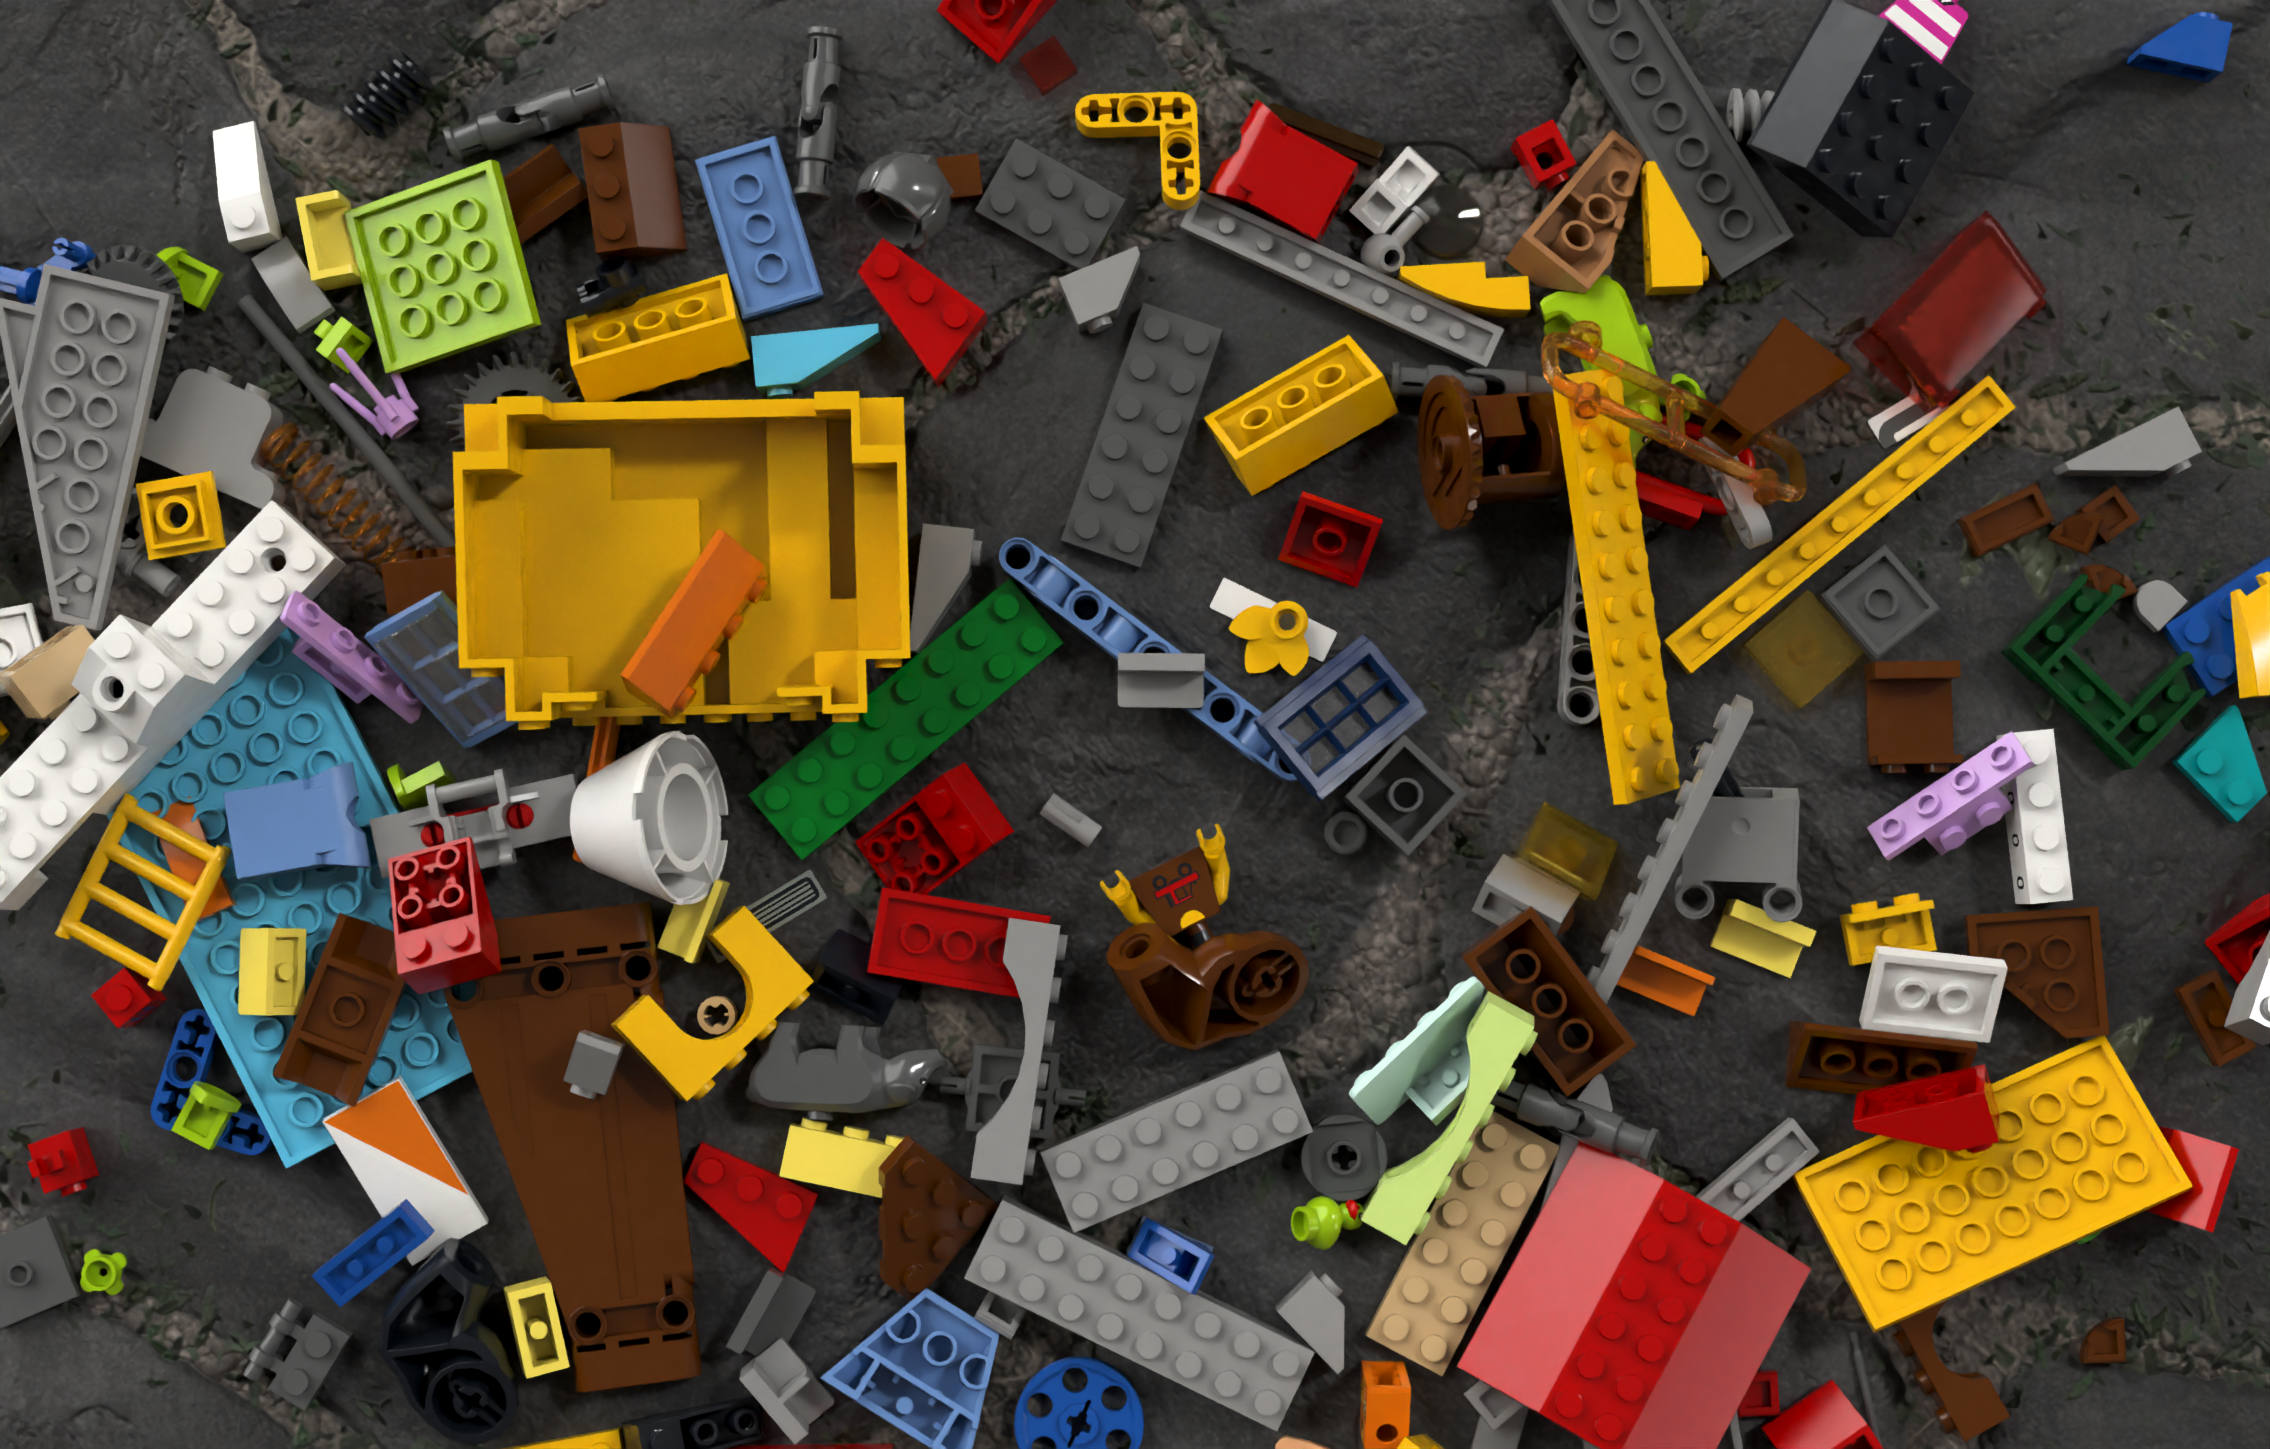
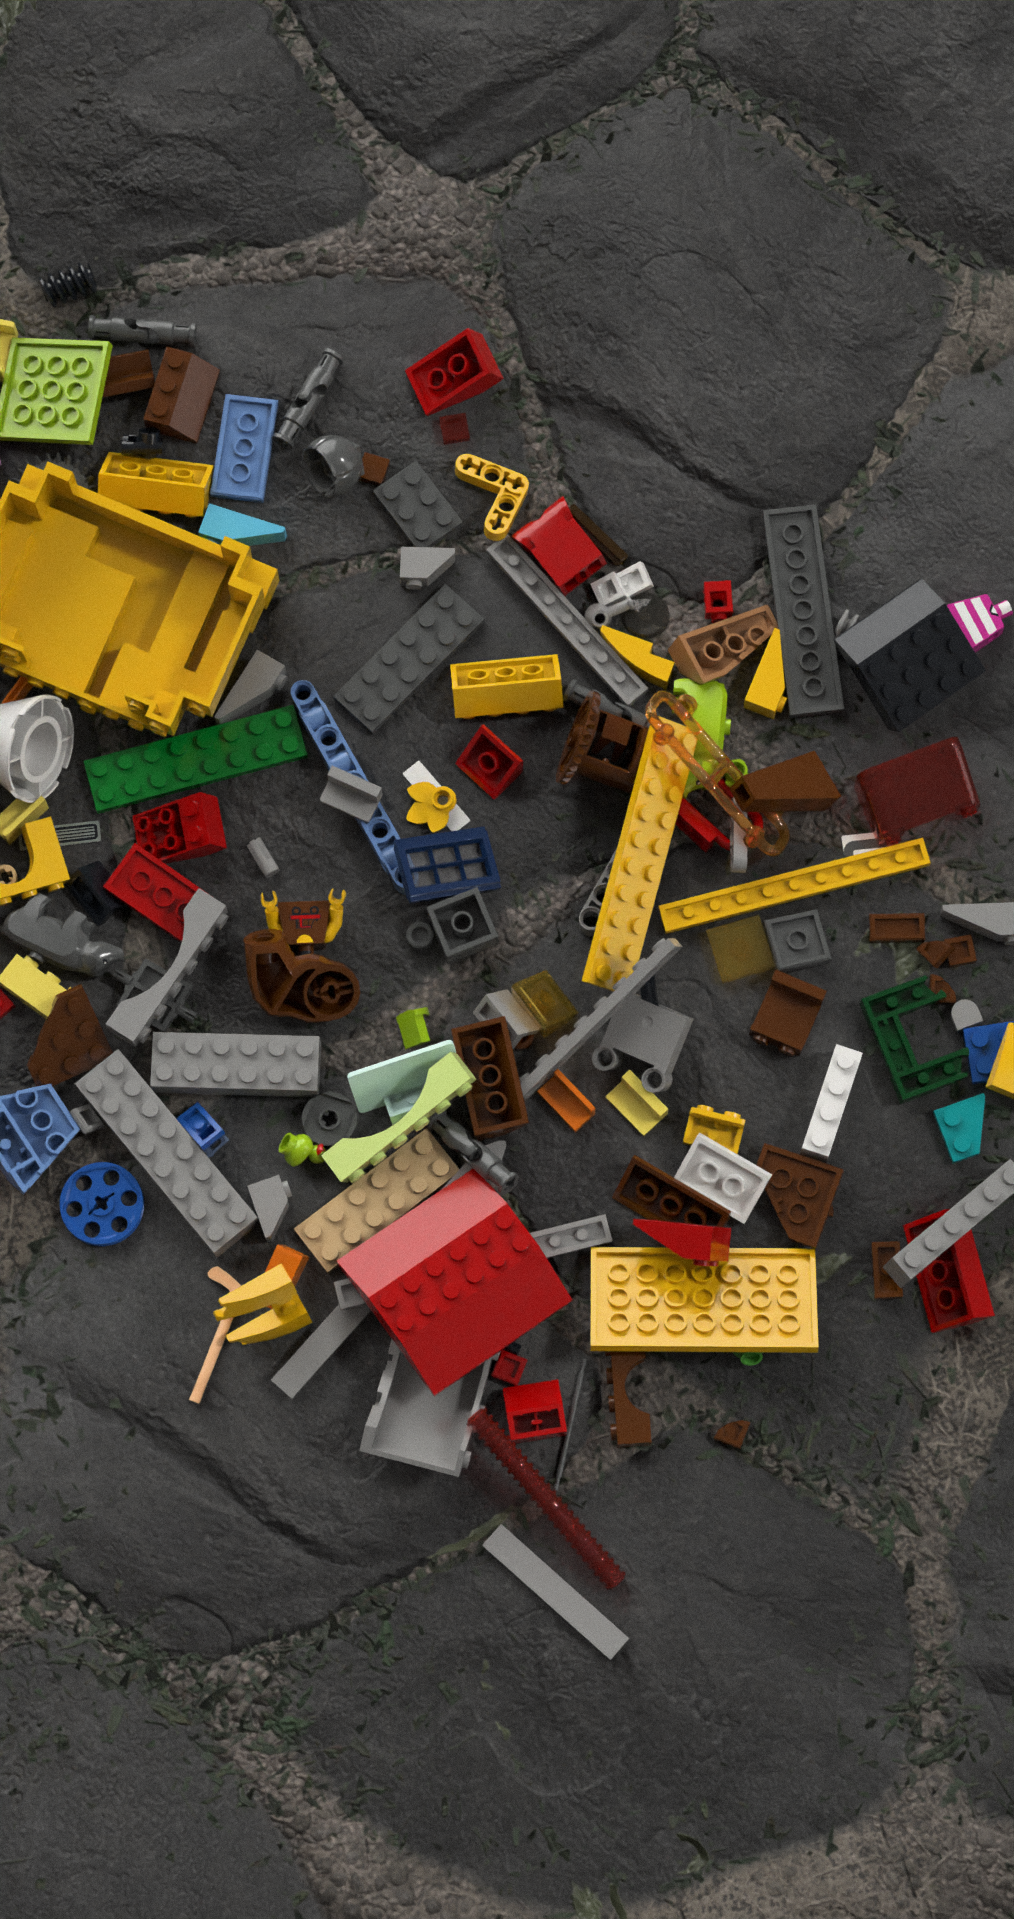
camera: 30 degrees right, 10 degrees down
(695, 625) = (97, 641): orange slope -> none
(923, 308) = (316, 532): red wedge -> none
(1401, 971) = (413, 1027): none -> lime tile
(1956, 803) = (787, 1074): lavender bracket -> none
(2209, 1171) = (832, 1344): slope -> none

